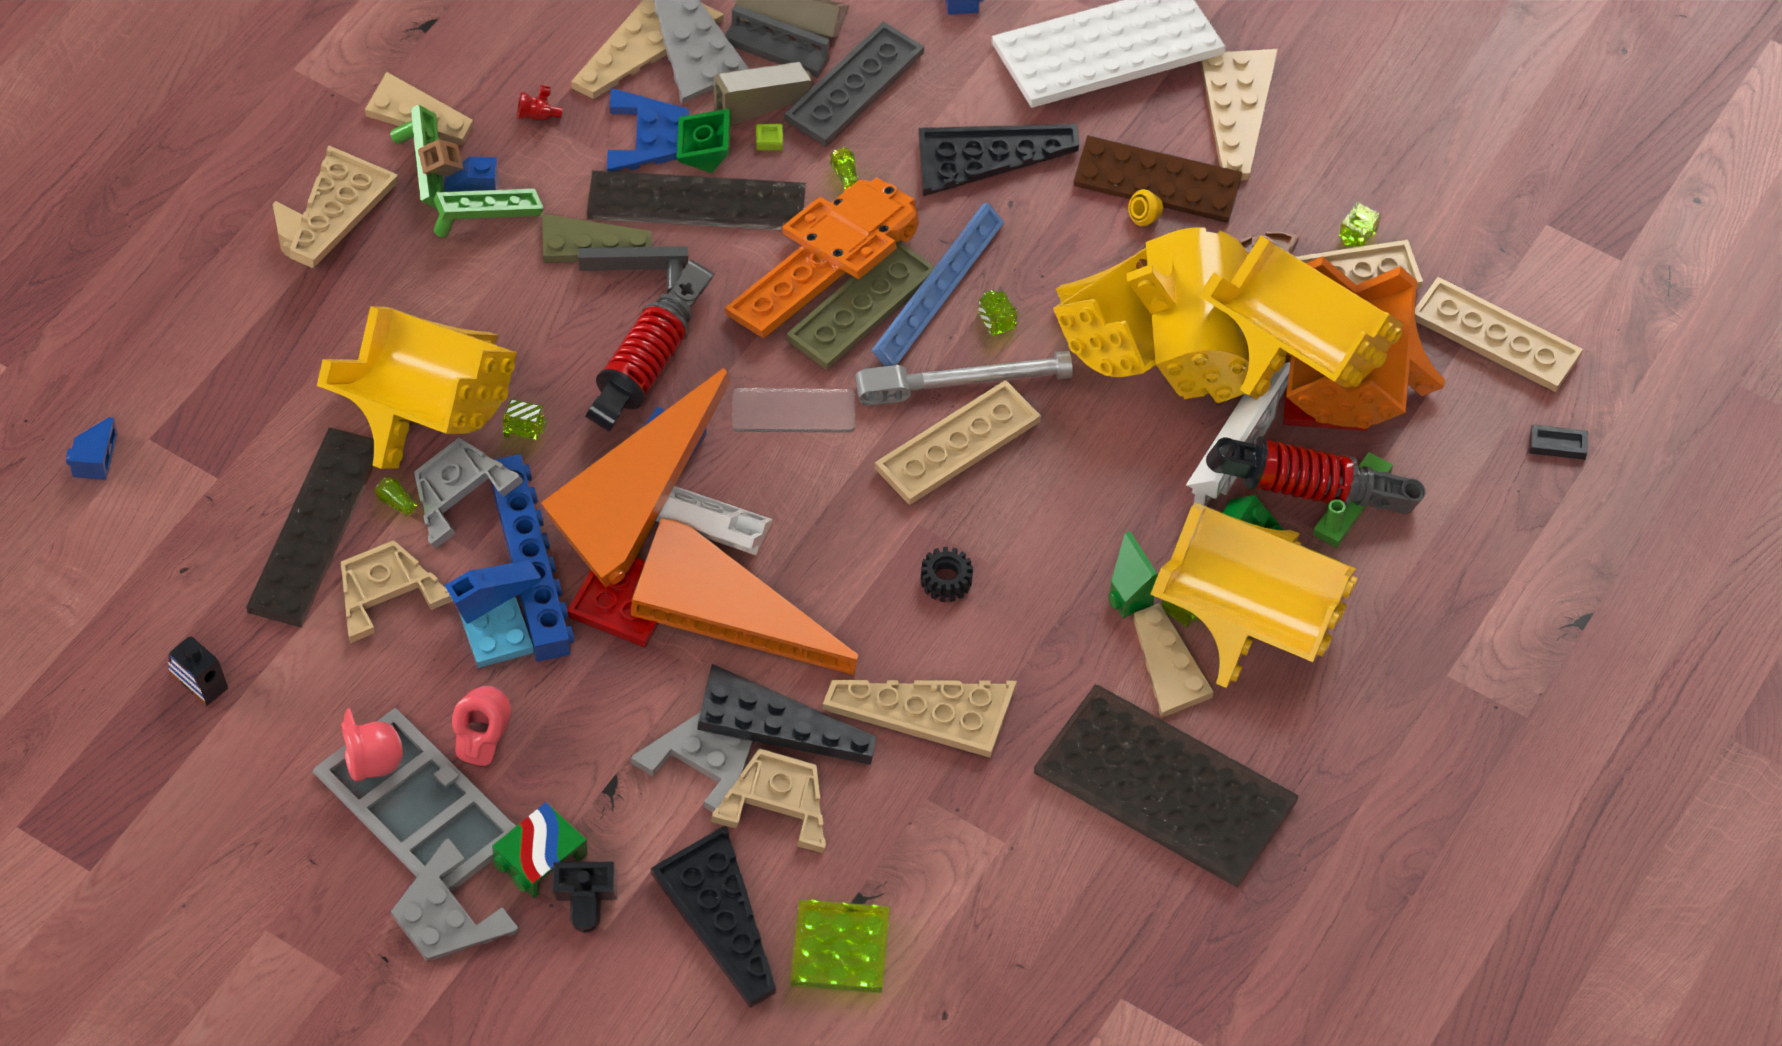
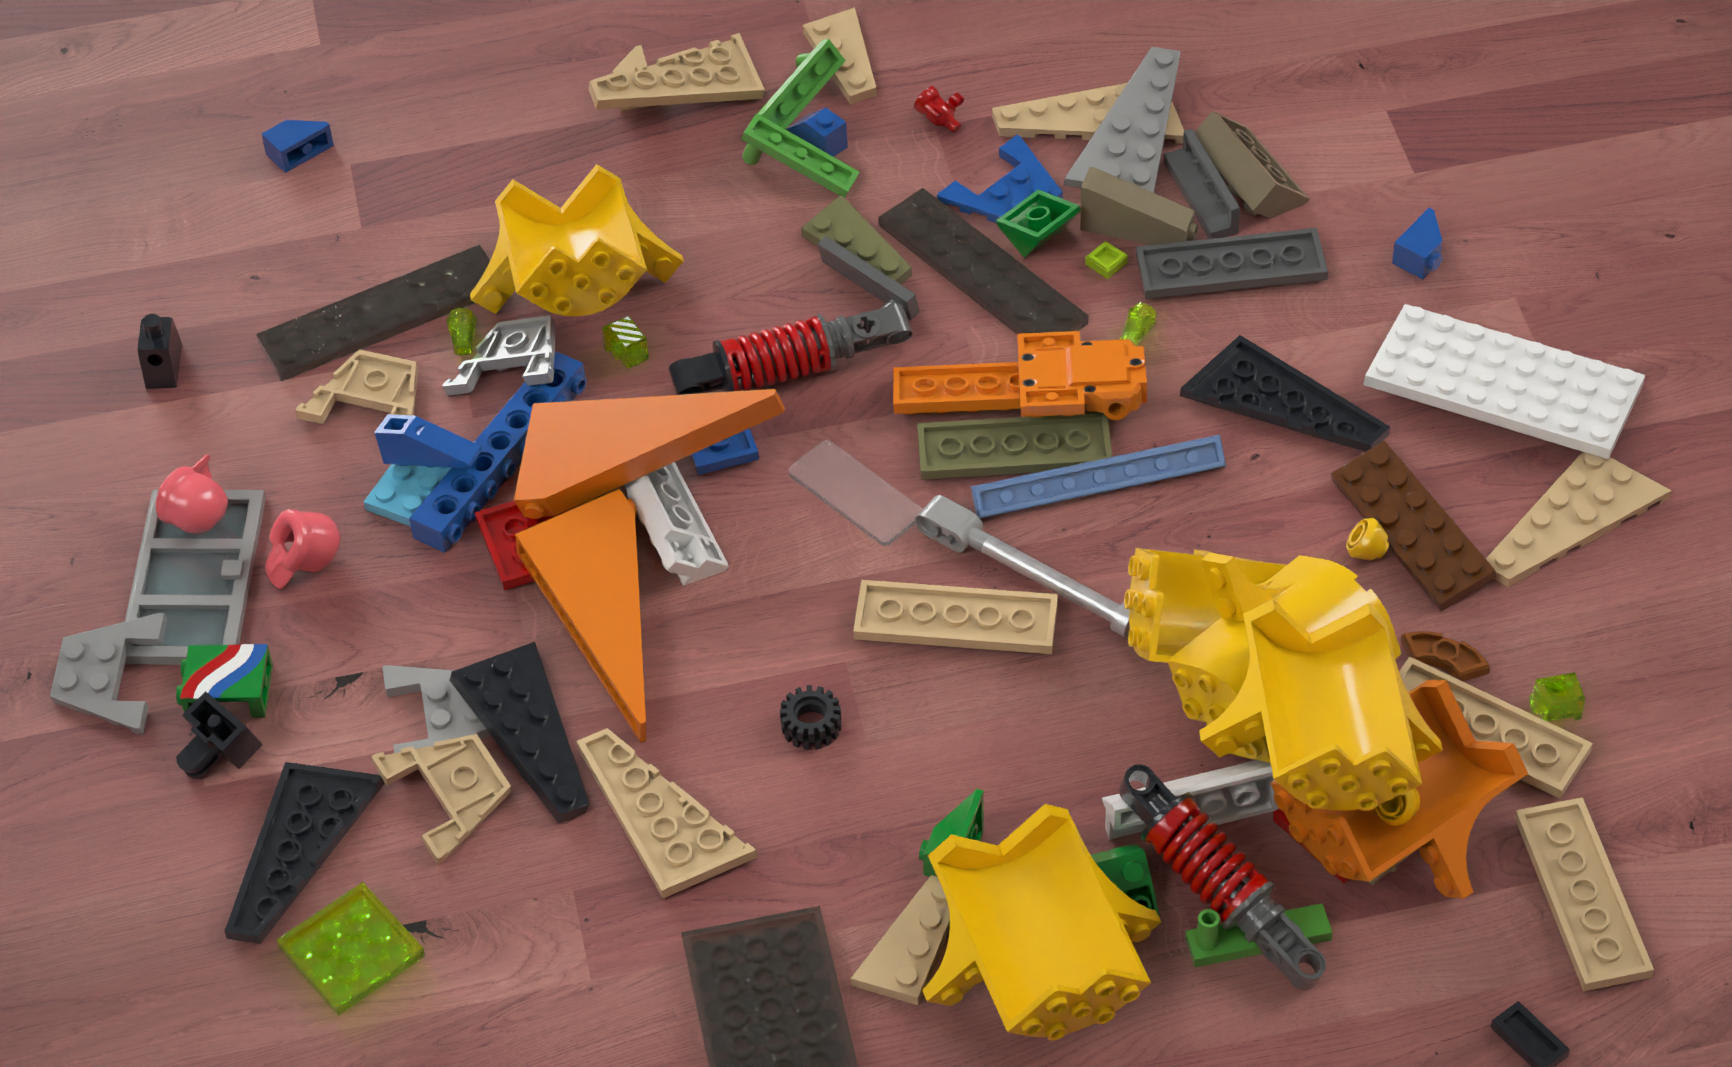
camera: 50 degrees right, 5 degrees down
(440, 158) = (799, 92): medium nougat brick -> none
(996, 307) = (1124, 528): clear neon green brick -> none

